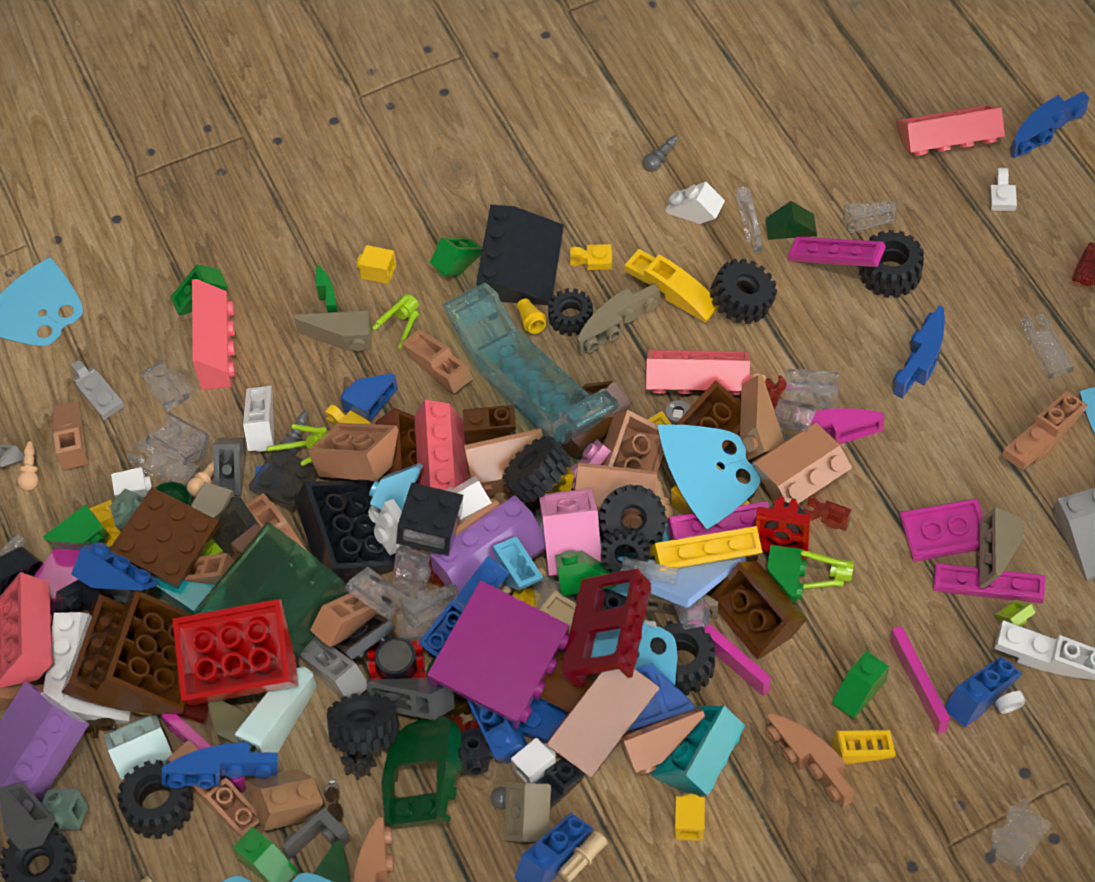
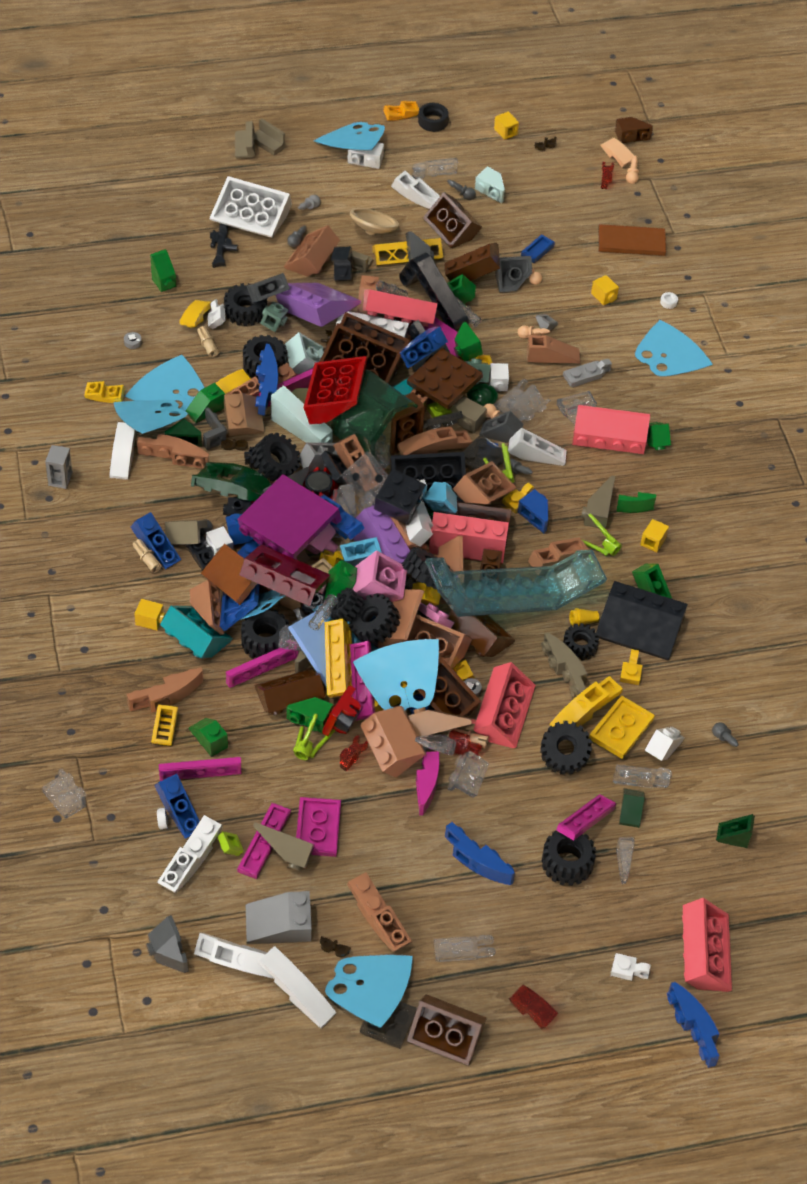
camera: 95 degrees right, 5 degrees down
(214, 833) = (233, 380): none -> yellow slope
(688, 248) = (621, 727): none -> yellow plate
(791, 120) = (736, 831): none -> dark green slope

